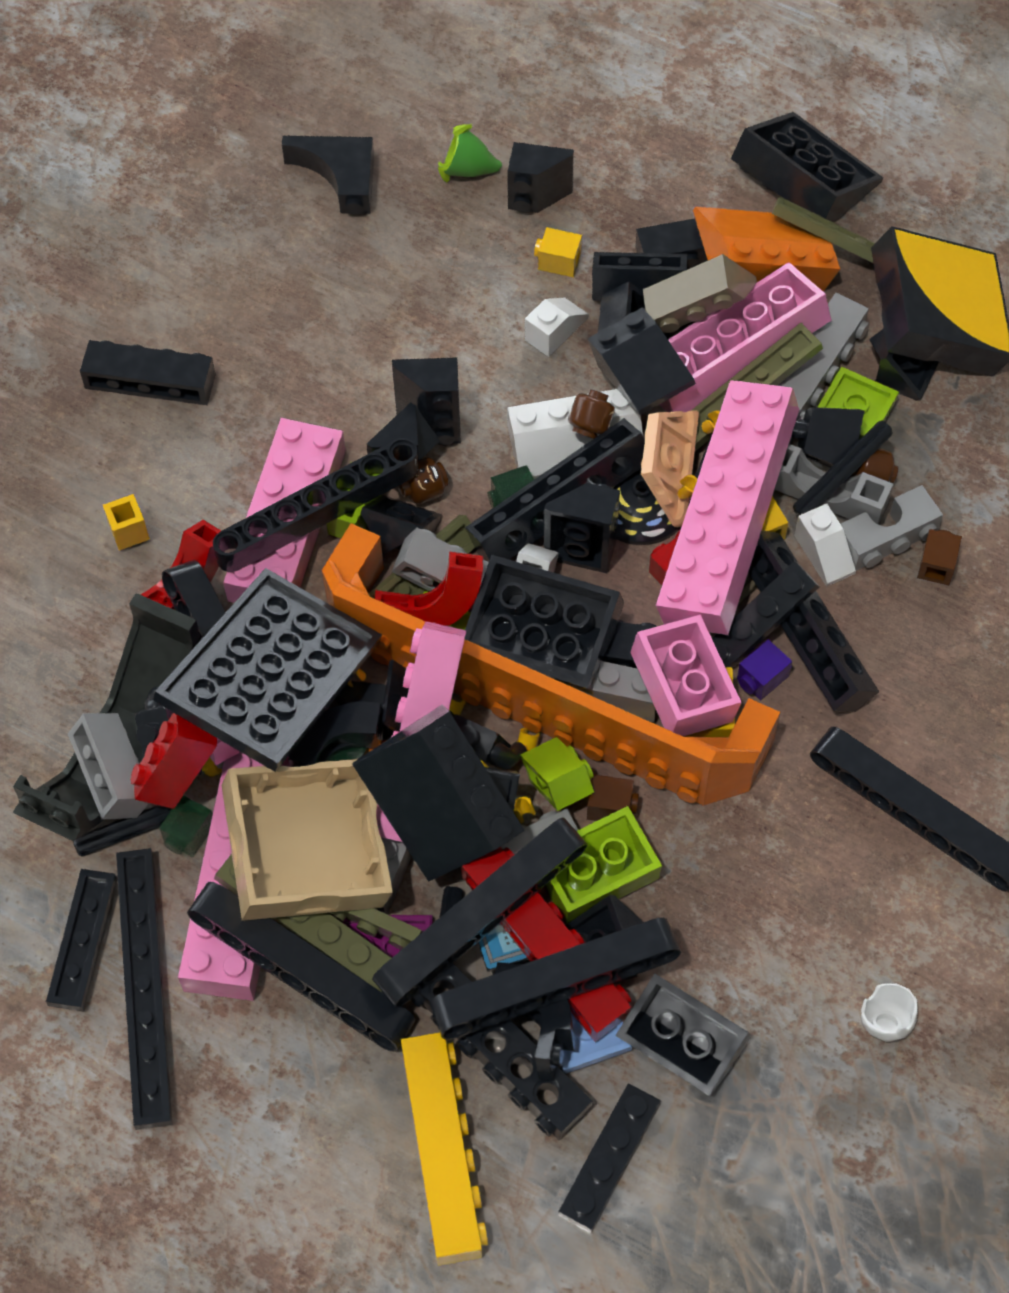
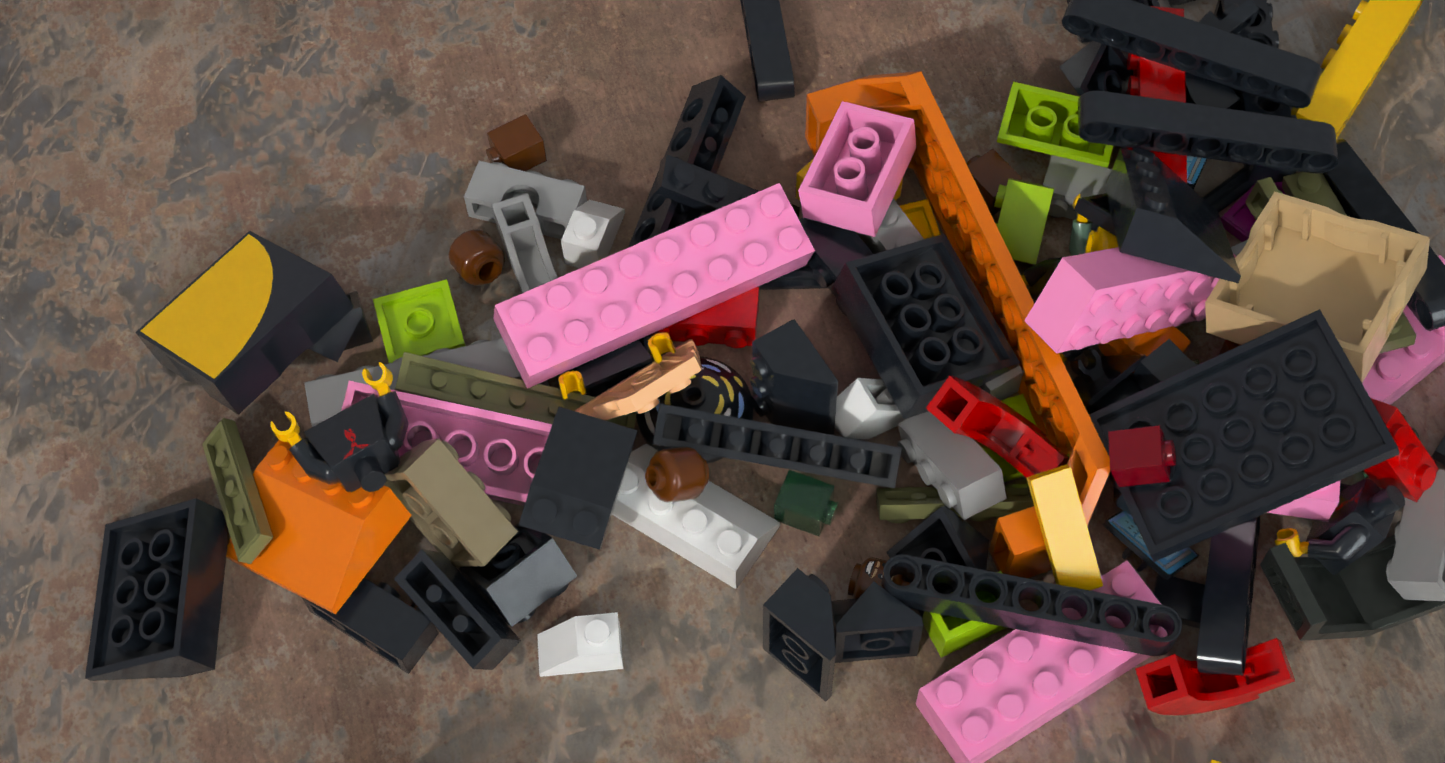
camera: 135 degrees left, 0 degrees up
(319, 607) = (1140, 456): none -> dark red brick
(331, 550) = (1064, 528): none -> yellow tile
(558, 252) = (494, 721): yellow brick -> none
(763, 670) = (761, 170): dark purple brick -> none
(775, 257) = (355, 443): none -> black torso
(828, 433) = (472, 293): black torso -> none
(843, 468) = (511, 255): black axle -> none

